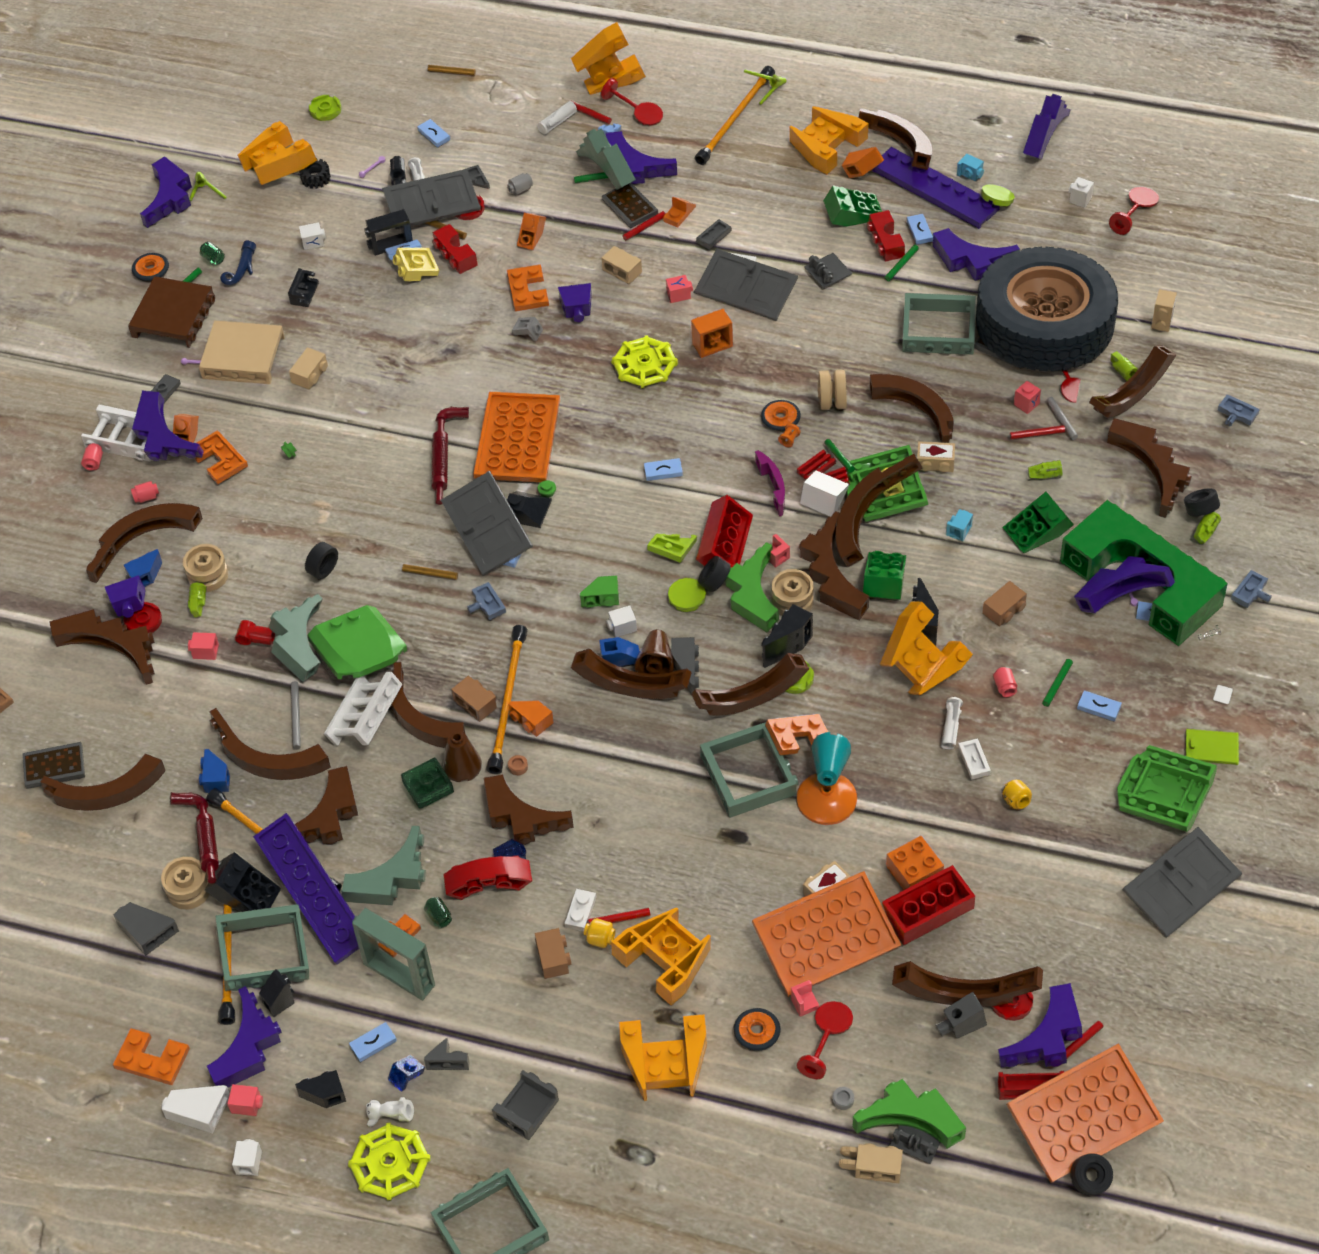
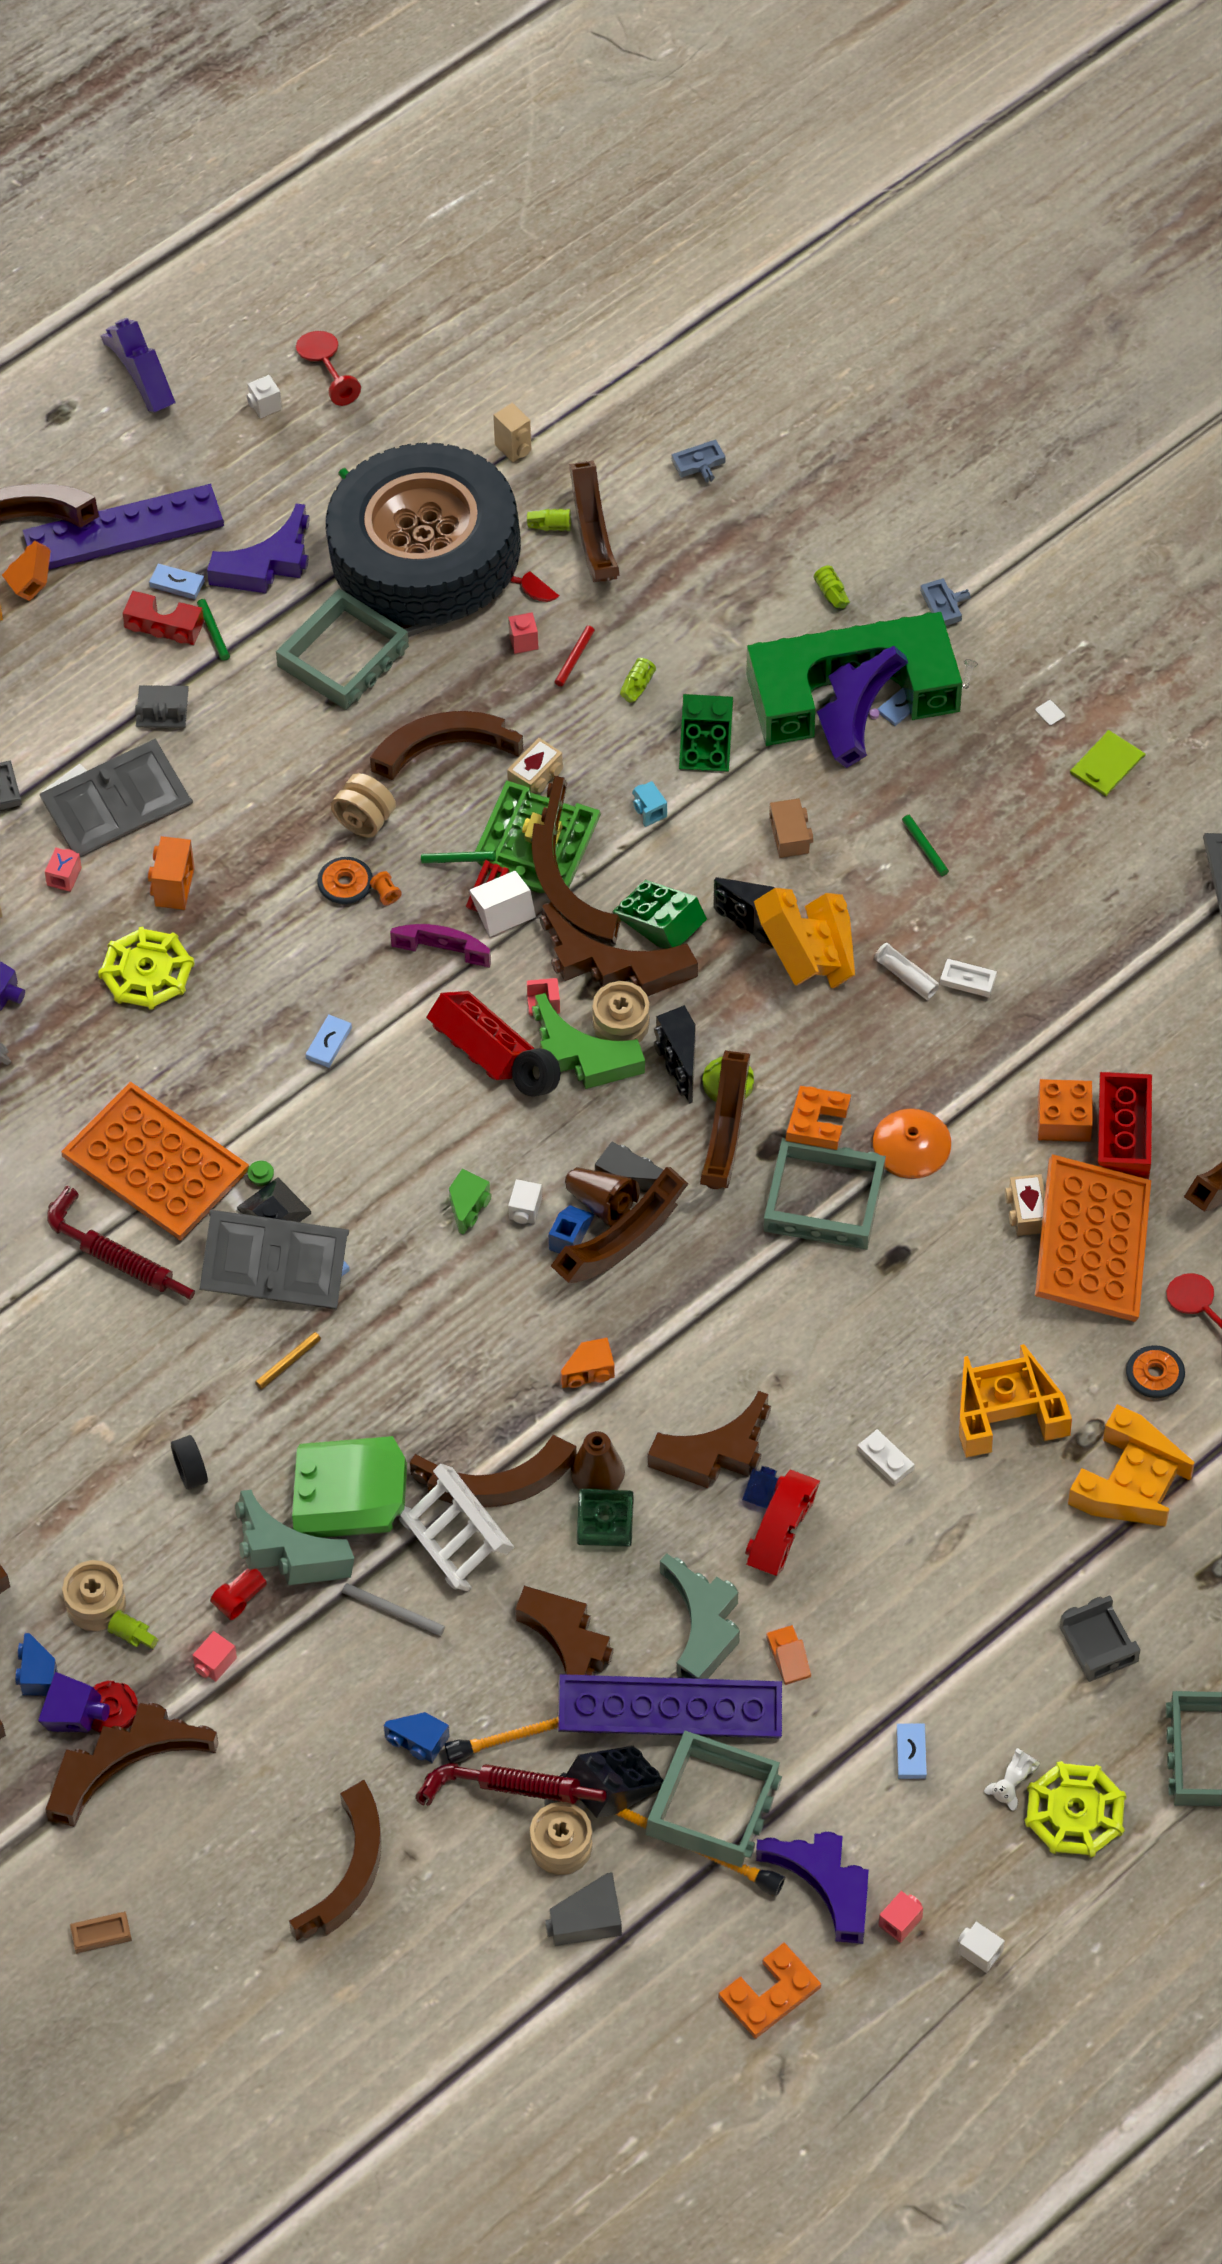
camera: 60 degrees left, 5 degrees up
(58, 762) = (265, 1910): tile -> none
(197, 1106) = (876, 1971): white slope -> none
(265, 765) = (438, 1681): reddish brown arch -> none
(277, 993) = (788, 1812): black slope -> none
(322, 1090) = (945, 1828): black slope -> none
(404, 1071) = (975, 1736): clear blue bracket -> none
(417, 977) = (864, 1626): sand green window -> none
(438, 912) = (789, 1597): clear green brick -> none
(441, 1059) = (986, 1688): dark grey slope -> none
(474, 698) = (519, 1408): medium nougat brick -> none
(487, 601) = (385, 1323): sand blue plate -> none
(495, 762) = (624, 1434): light orange hose -> none
(517, 765) = (642, 1416): nougat tile -> none
(552, 953) = (926, 1512): medium nougat brick -> none
(599, 933) = (935, 1451): yellow head -> none
(625, 916) = (922, 1424): red bar -> none
(671, 546) = (453, 1094): lime wing -> none
(686, 594) = (533, 1119): lime tile -> none
(803, 998) = (1153, 1308): coral panel -> none
(814, 463) = (446, 871): red tile -> none
(830, 756) = (879, 1105): teal cone -> none
(850, 206) = (86, 624): green slope -> none
(970, 167) = (129, 474): medium azure brick -> none
(997, 194) = (196, 475): lime tile -> none
(1005, 682) = (892, 890): coral brick -> none
(1016, 794) = (1043, 966): yellow head -> none
(1062, 418) = (573, 620): light grey bar -> none
(1099, 705) = (984, 827): light blue tile -> none
(1158, 458) = (707, 570): reddish brown arch -> none
(1165, 787) = (1131, 833): bright green wedge -> none
(1202, 502) = (809, 576): black tyre -> none

